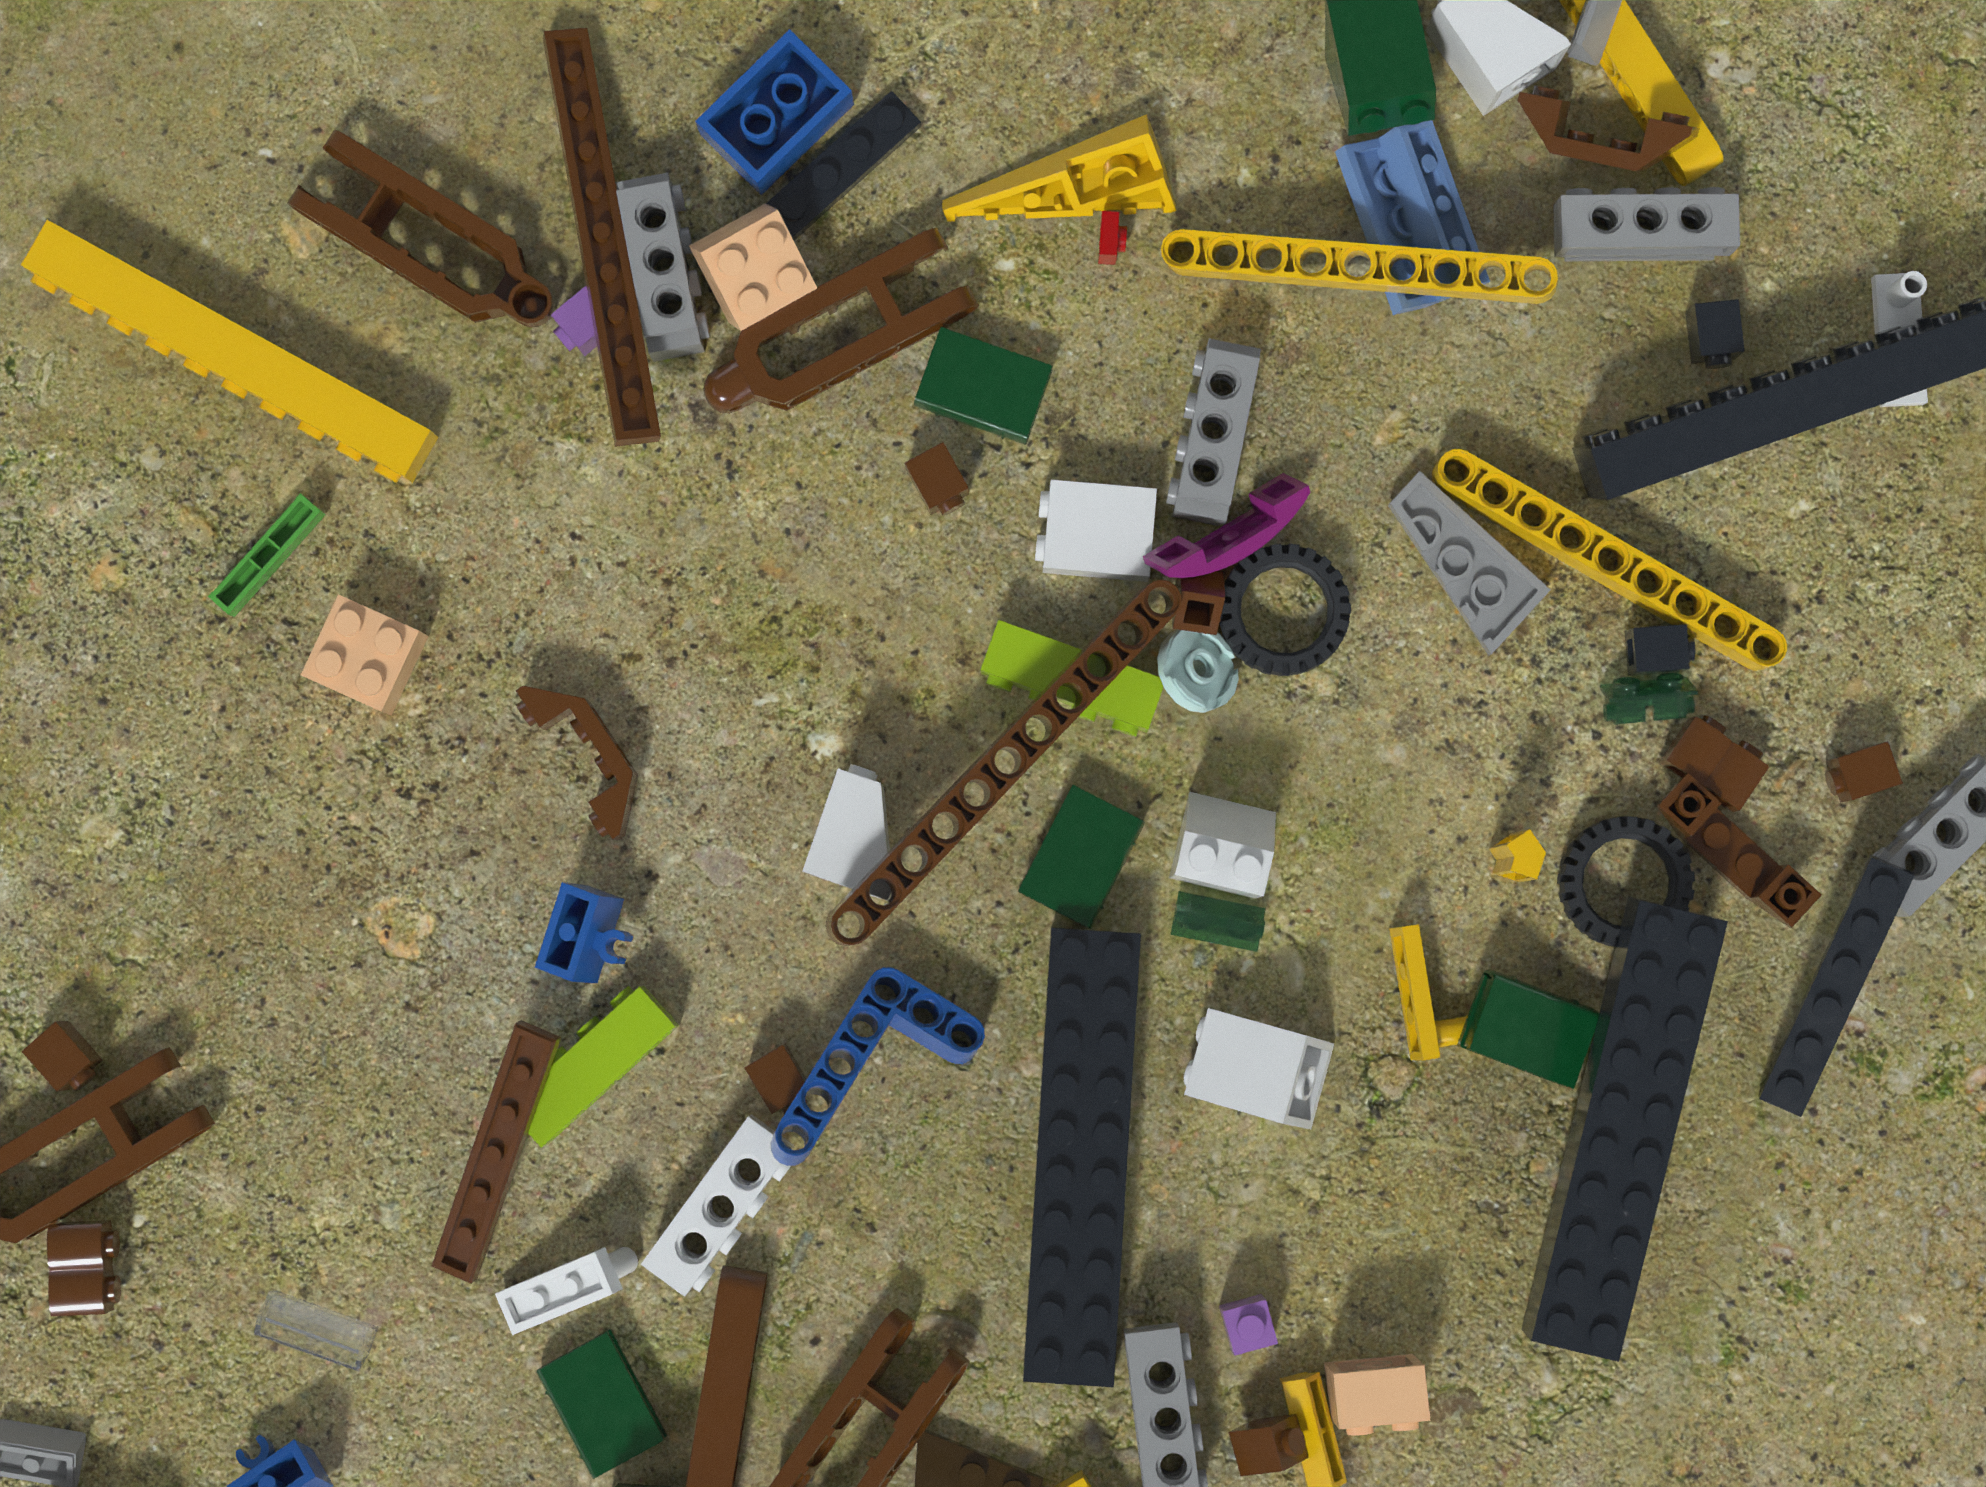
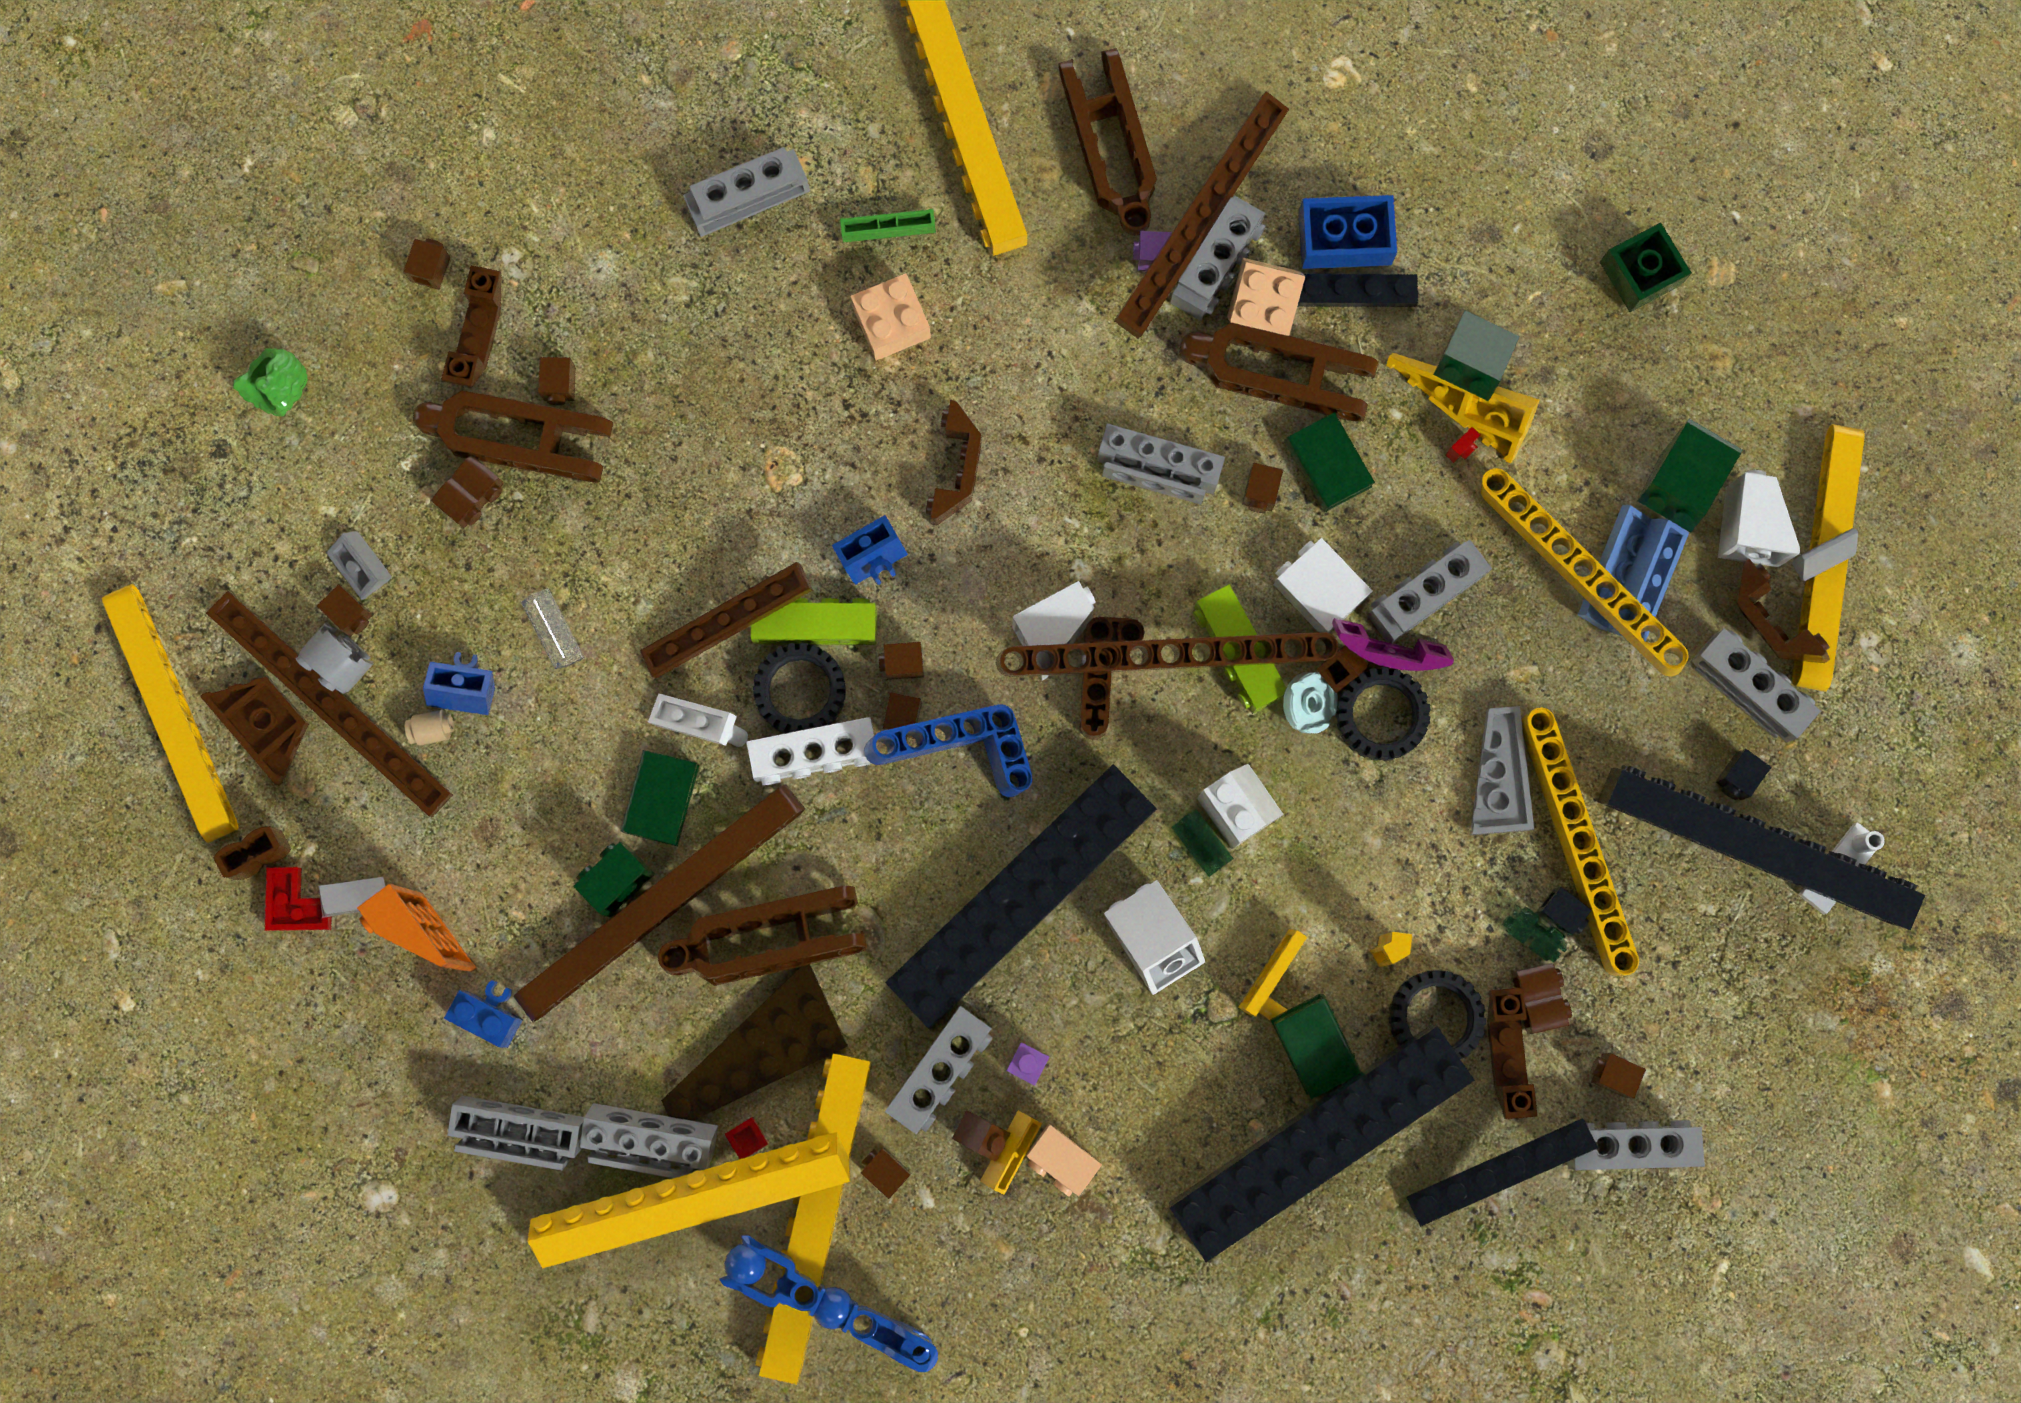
camera: 40 degrees right, 5 degrees down
(95, 651) = (742, 203): none -> light grey brick
(589, 1160) = (791, 653): none -> black tyre
(724, 1019) = (902, 660): none -> reddish brown brick
(799, 547) = (1162, 458): none -> light grey brick
(929, 792) = (1114, 628): none -> reddish brown beam
(1037, 127) = (1476, 355): none -> brick
(1081, 856) = (1161, 744): dark green piece -> none

